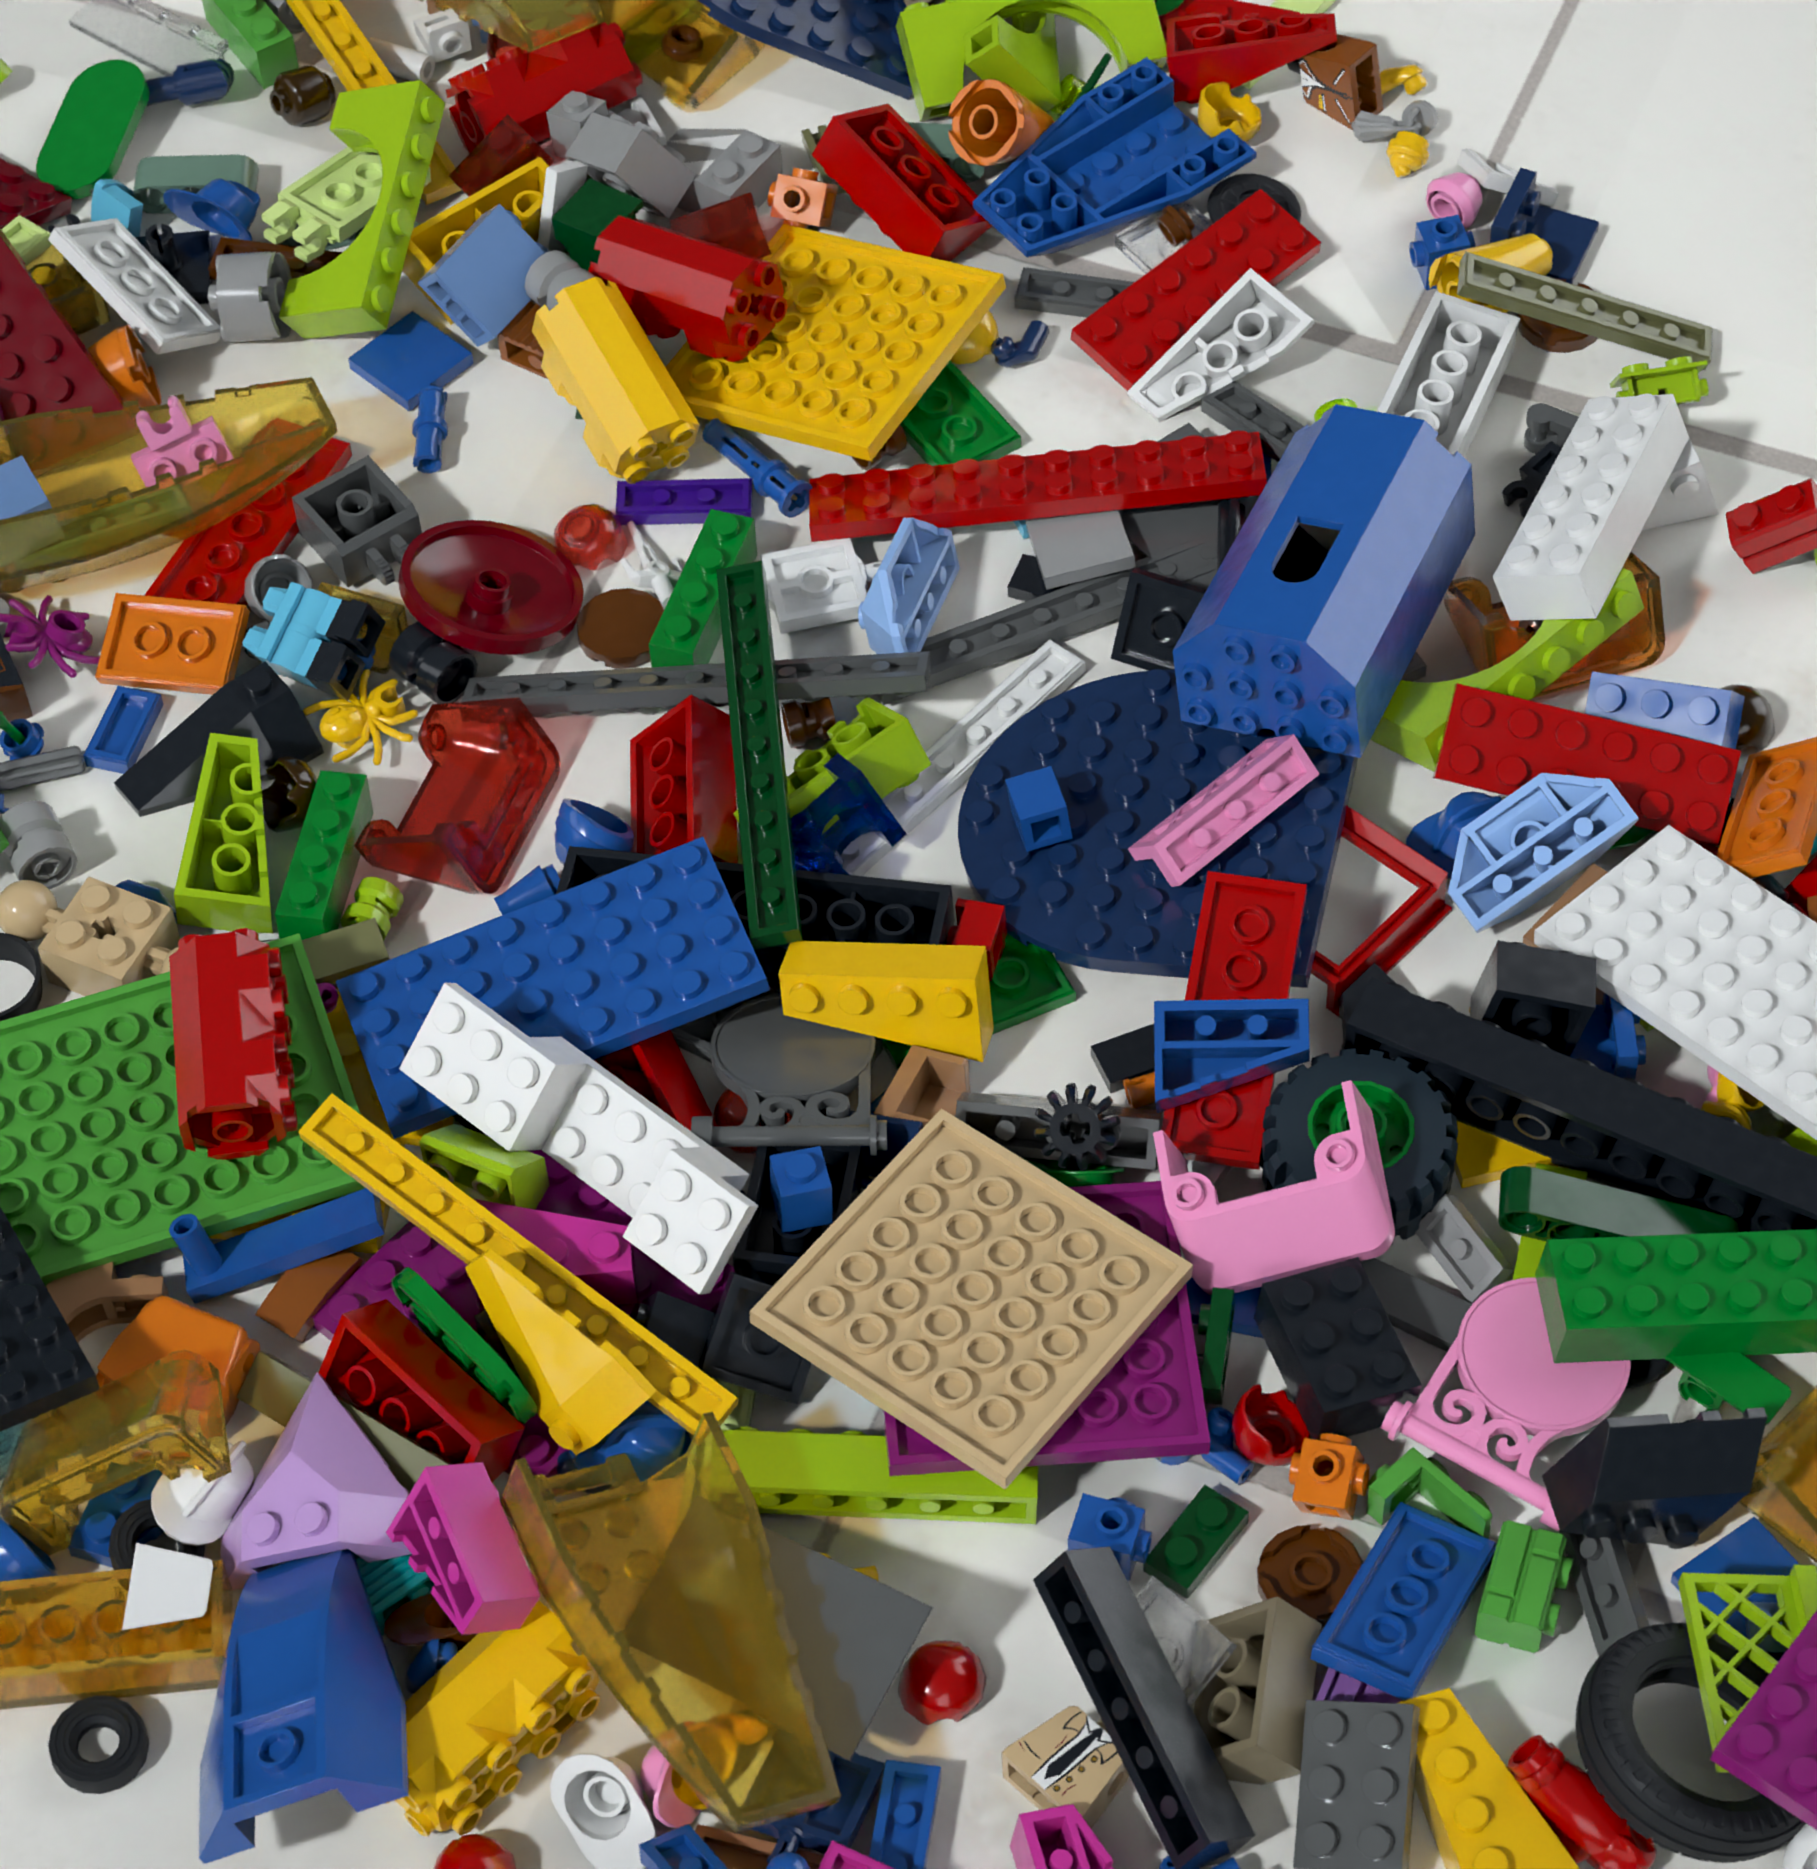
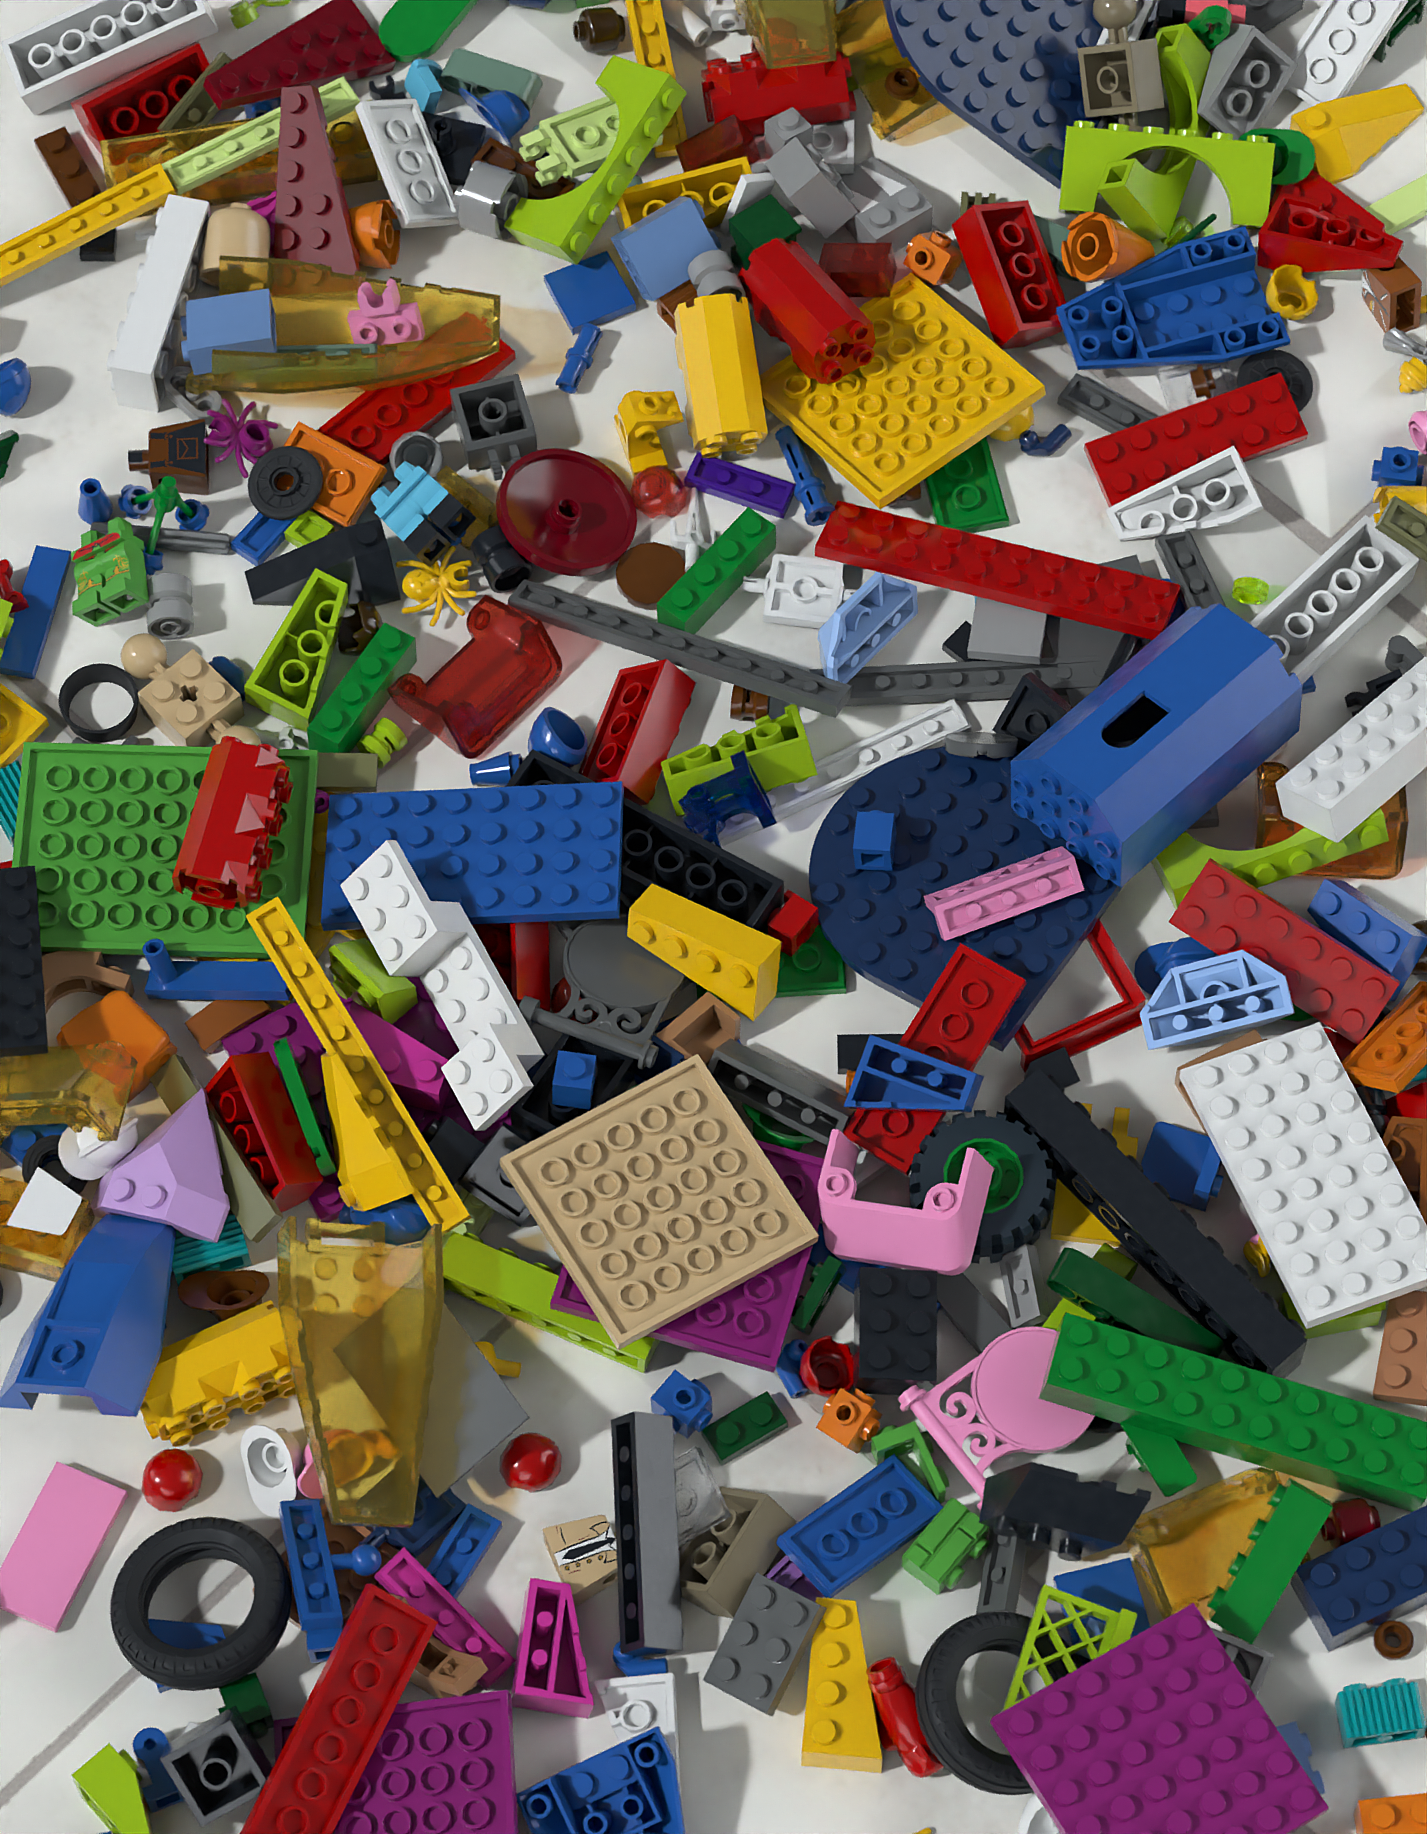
camera: 20 degrees right, 10 degrees up
(141, 686) = (297, 499): none -> black wheel
(172, 709) = (307, 529): none -> lime tile
(430, 1657) = (198, 1320): blue arm -> none
(466, 1548) = (242, 1260): dark pink wedge -> none
(537, 463) = (638, 420): none -> yellow tile
(758, 757) = (690, 727): dark green plate -> none
(1067, 1140) = (777, 1108): black gear -> none
(1110, 671) = (981, 743): none -> dark grey tile
(1308, 1570) = (807, 1479): reddish brown tile -> none
(1537, 994) = (1153, 1123): black brick -> none

